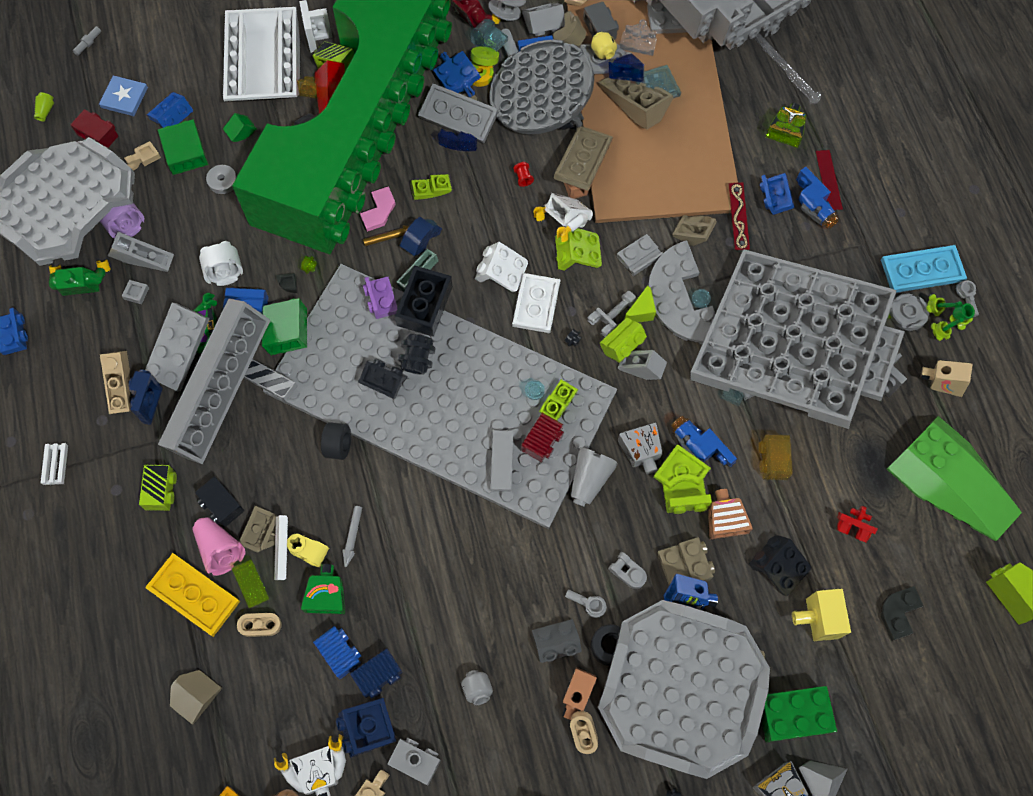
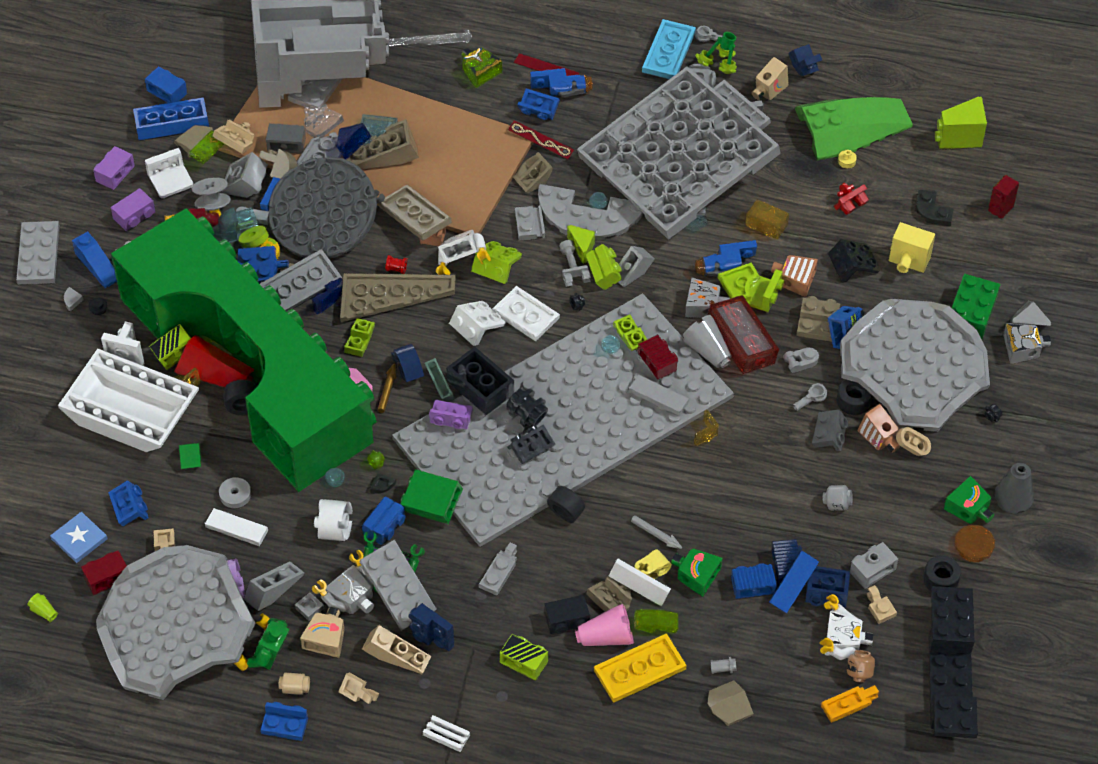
camera: 60 degrees left, 15 degrees down
(49, 320) = (294, 683): none -> tan brick
(64, 368) = (354, 688): none -> tan plate
(109, 317) = (324, 633): none -> tan torso
(154, 308) = (349, 590): none -> light grey torso
(183, 147) = (178, 506): green brick -> none
(187, 198) = (236, 527): none -> white tile
(214, 381) = (457, 562): light grey brick -> none
(230, 670) = (723, 665): none -> light grey pin
(246, 422) = (499, 570): none -> light grey hinge
(260, 624) = (694, 630): tan plate -> none
(270, 380) = (467, 535): light grey tile -> none
(274, 243) = (335, 477): none -> clear light blue plate
(349, 692) = (793, 581): none -> blue tile
(487, 528) = (708, 433): none -> clear yellow bracket
(488, 180) = (379, 293): none -> dark tan wing
(604, 45) = (315, 145): light yellow head -> none
(619, 501) = (744, 334): none -> brick
(906, 496) = (847, 159): none -> light yellow tile
(958, 680) = (1003, 196): none -> dark red brick
(999, 396) = (804, 61): none -> dark blue brick

